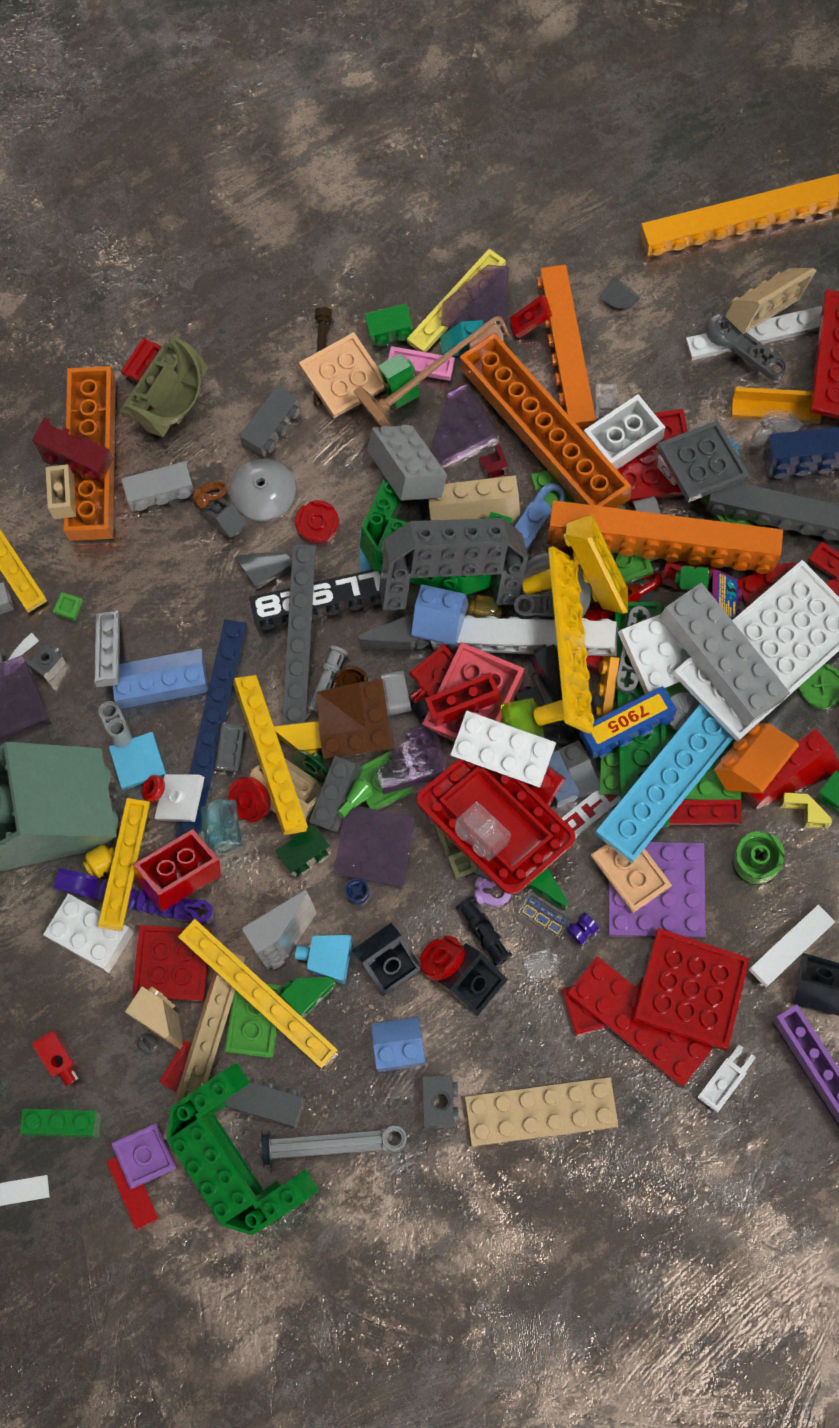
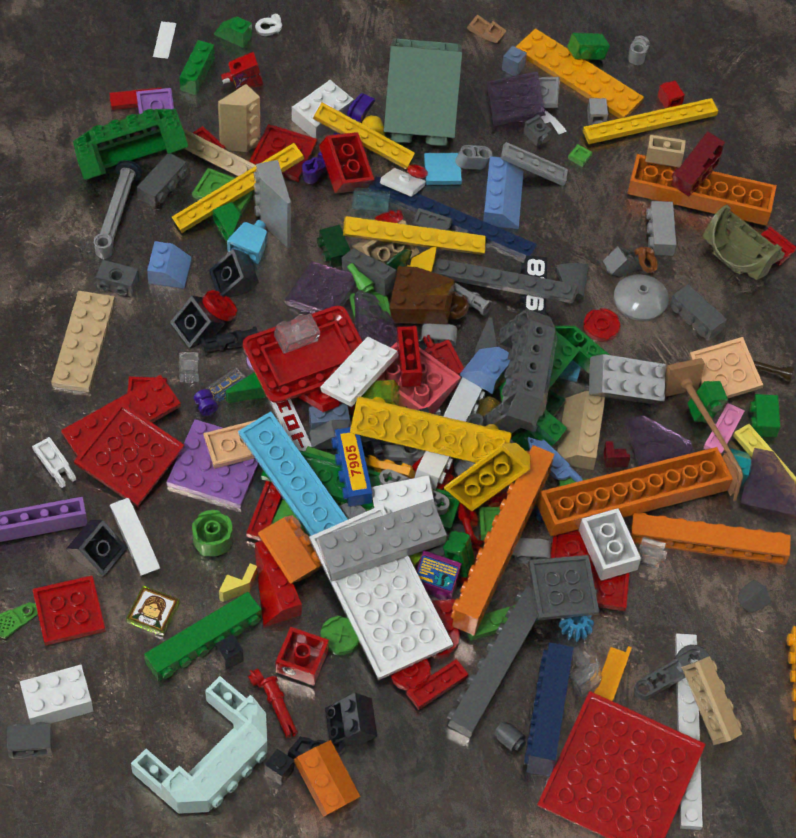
camera: 95 degrees right, 15 degrees down
(359, 888) = (290, 270): dark blue wheel -> none
(530, 316) = (745, 516): red plate -> none

